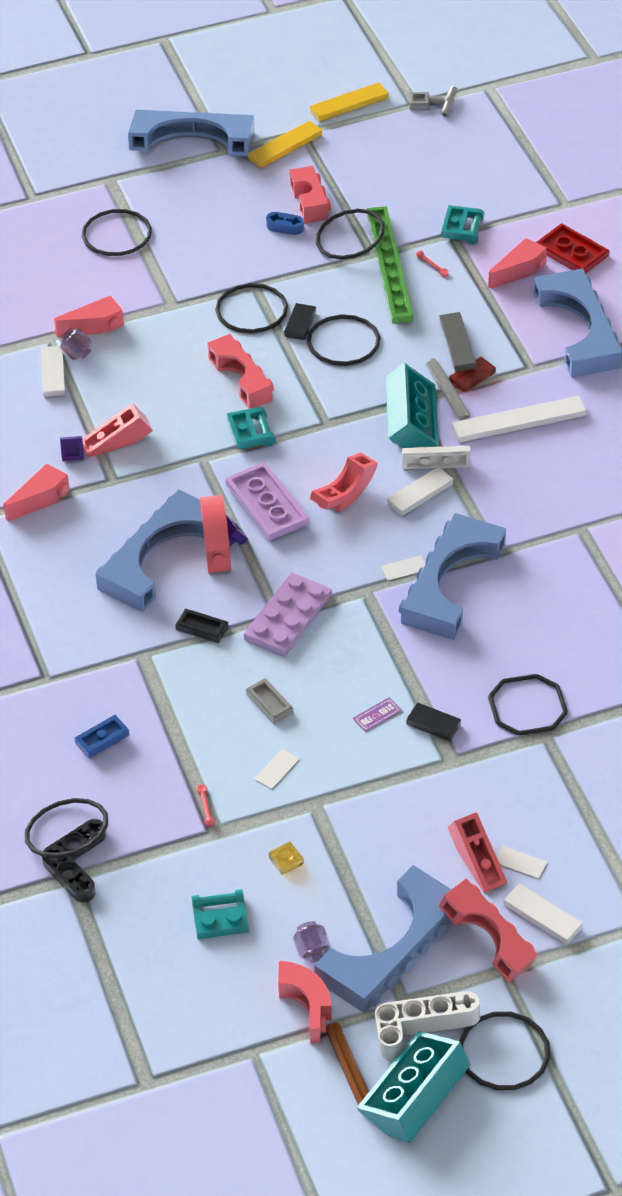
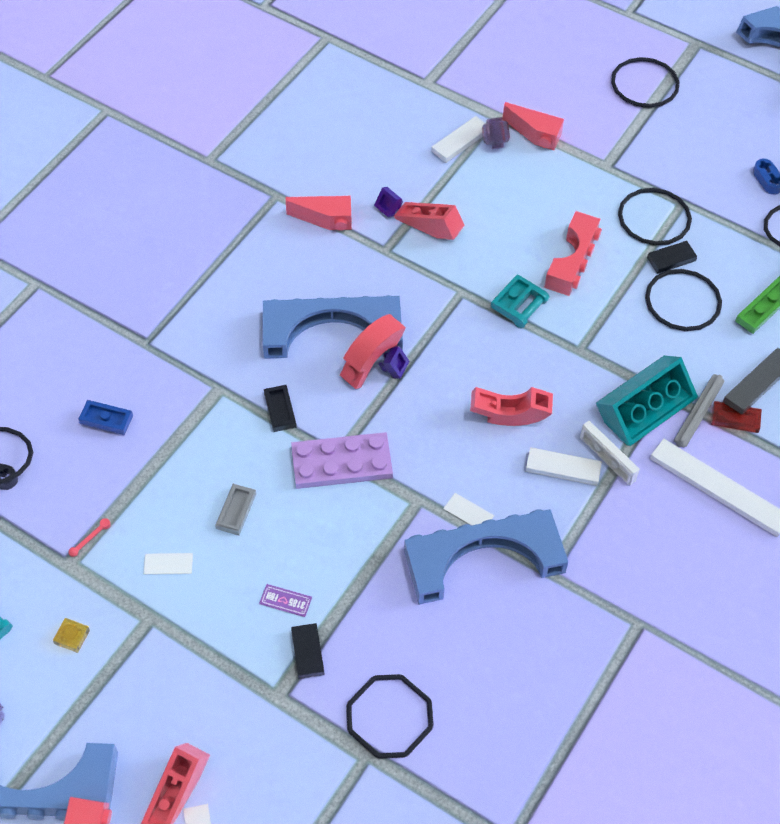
camera: 50 degrees right, 10 degrees up
(267, 501) = (449, 364): lavender plate -> none

